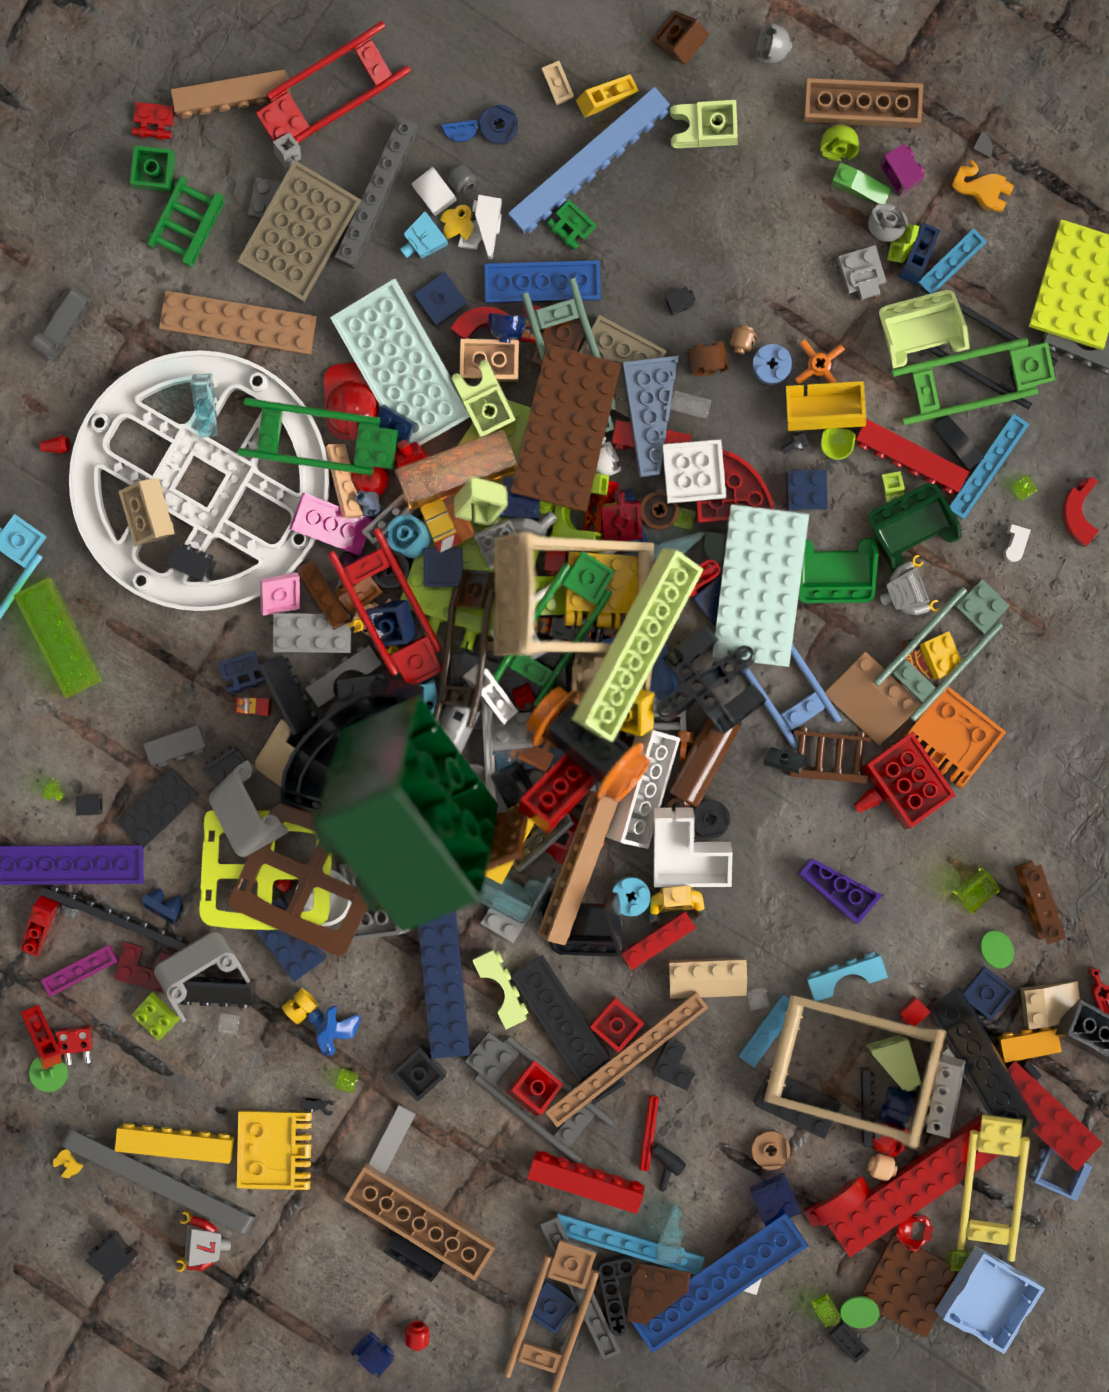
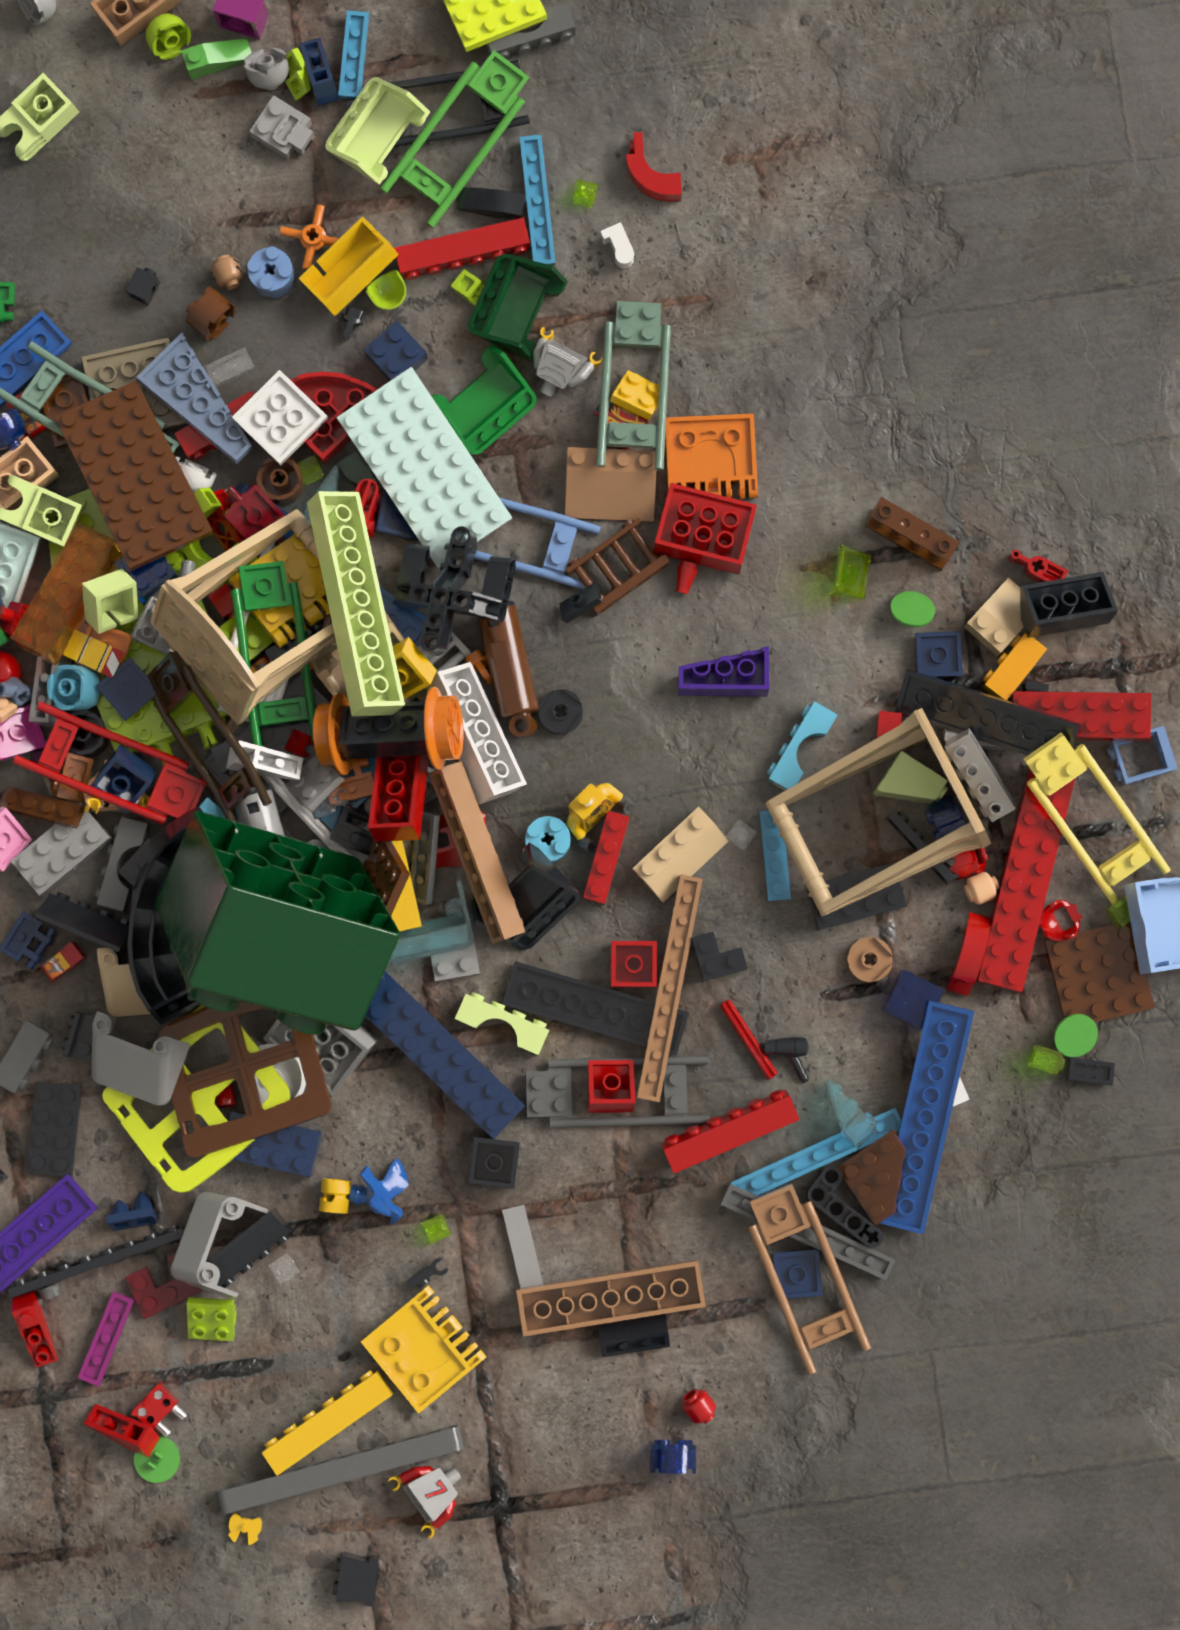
camera: 45 degrees left, 5 degrees down
(683, 861) = (566, 767): white piece -> none

